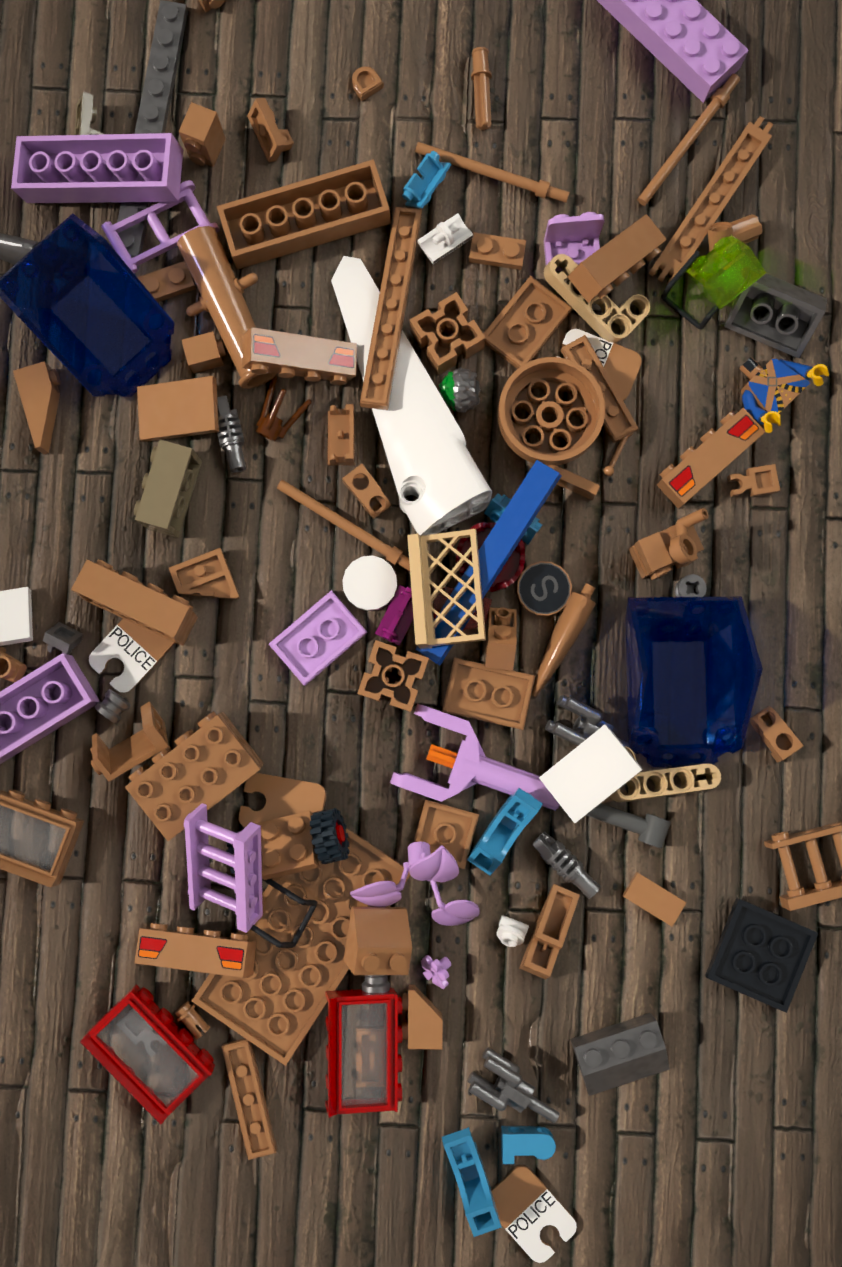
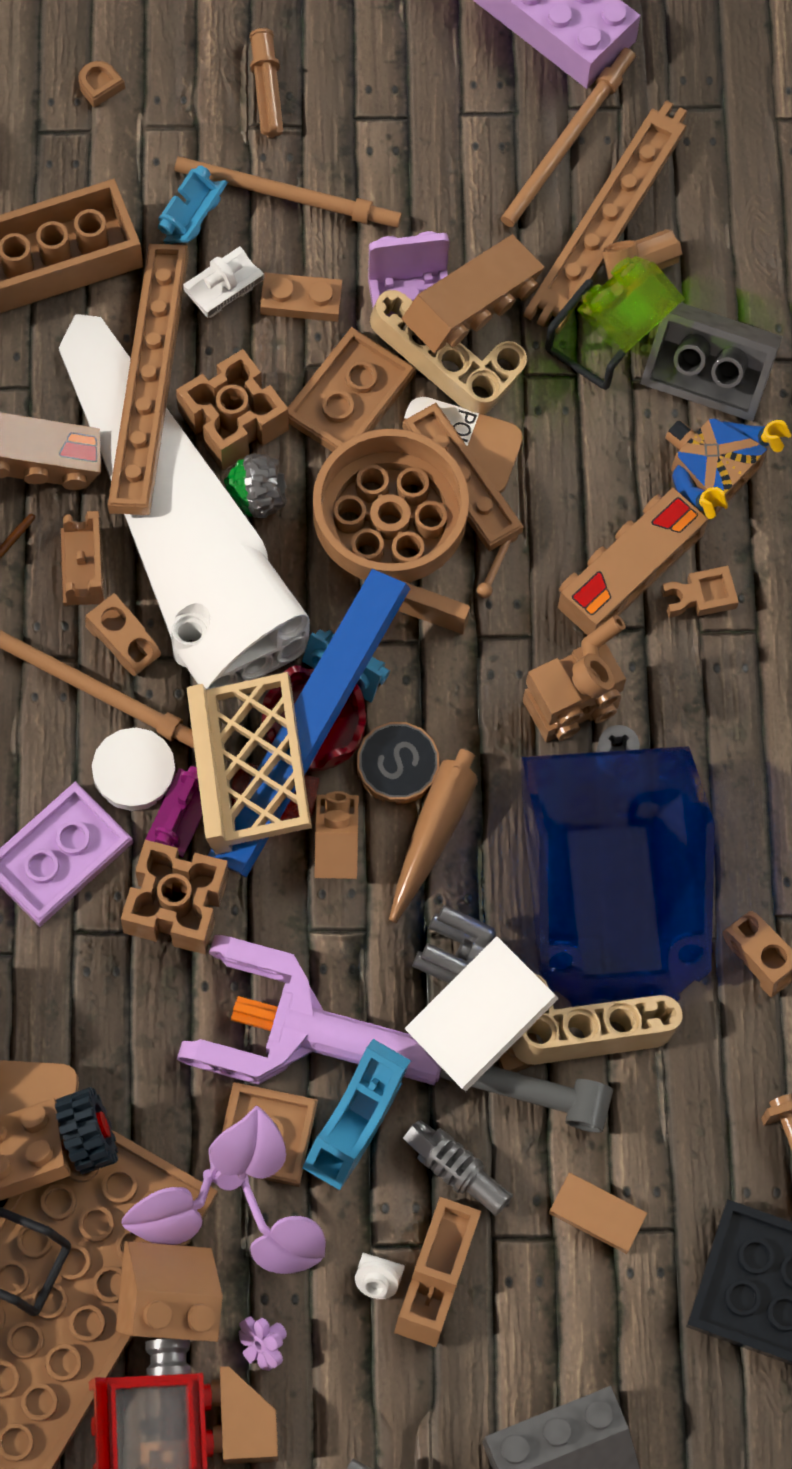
camera: 10 degrees left, 15 degrees down
(488, 694) = (324, 919): medium nougat tile -> none

